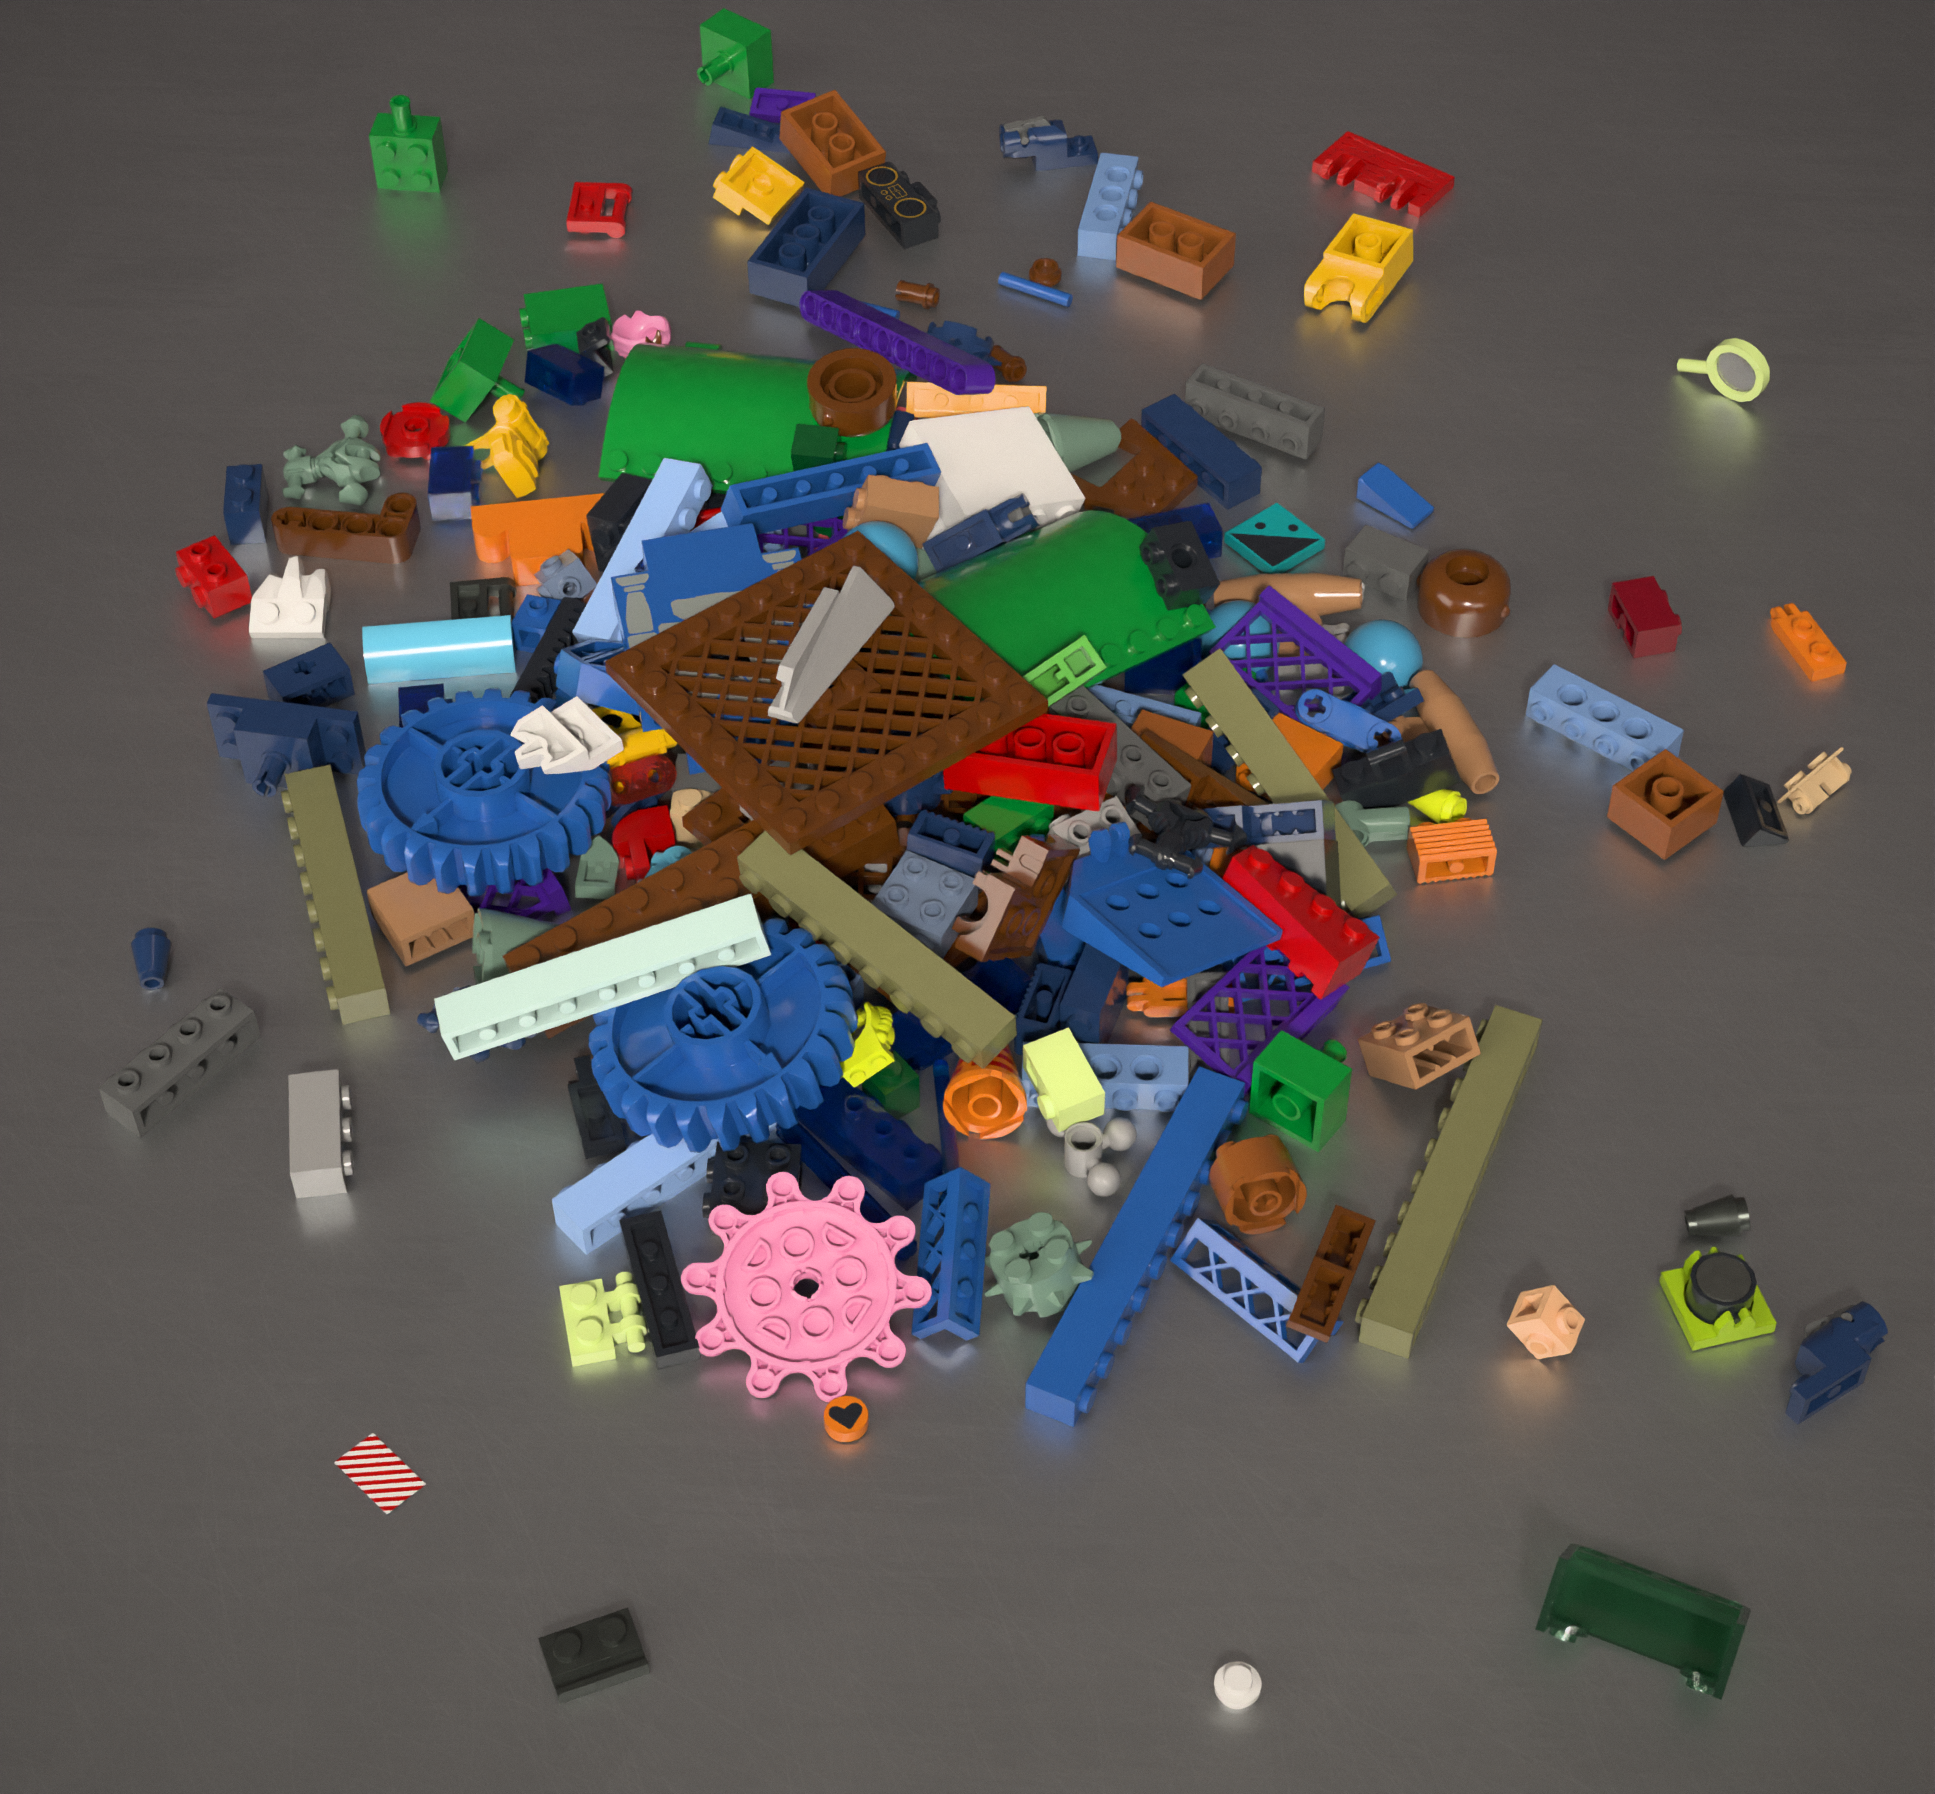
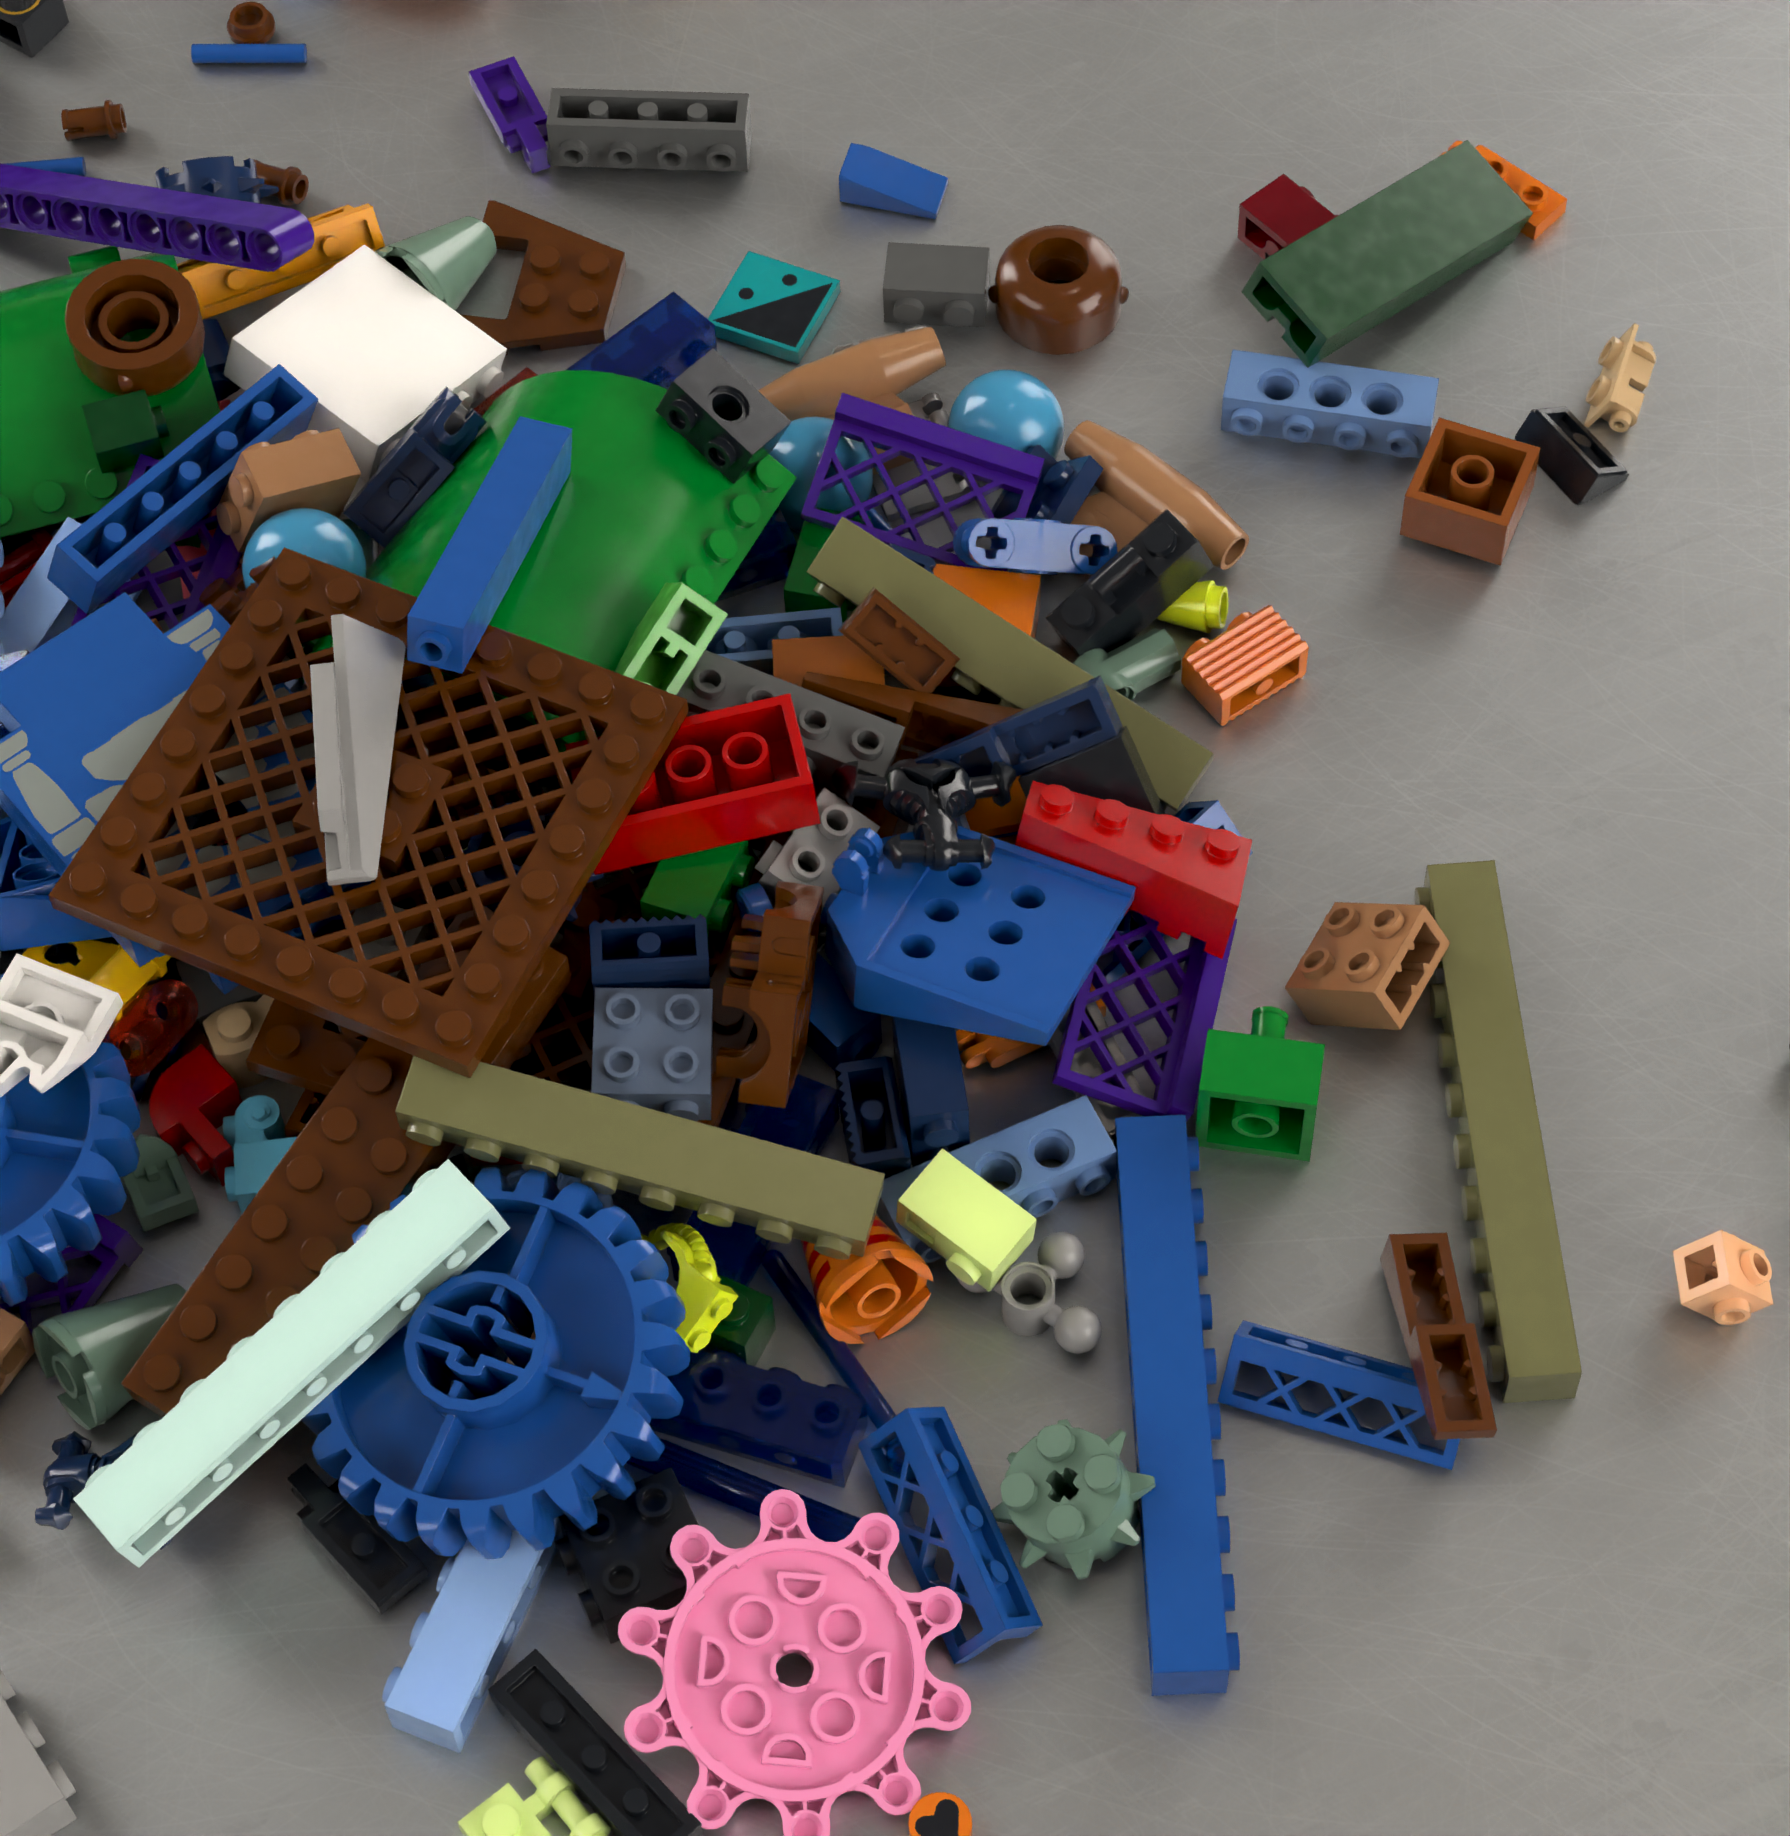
camera: 25 degrees left, 10 degrees up
(979, 571) = (489, 545): none -> blue brick
(1176, 367) = (513, 110): none -> dark purple hinge
(1217, 737) = (898, 643): none -> reddish brown plate
(1218, 462) = (646, 224): dark blue brick -> none
(1257, 1184) = (1277, 1250): dark orange brick -> none
(1693, 643) = (1386, 252): none -> dark green brick

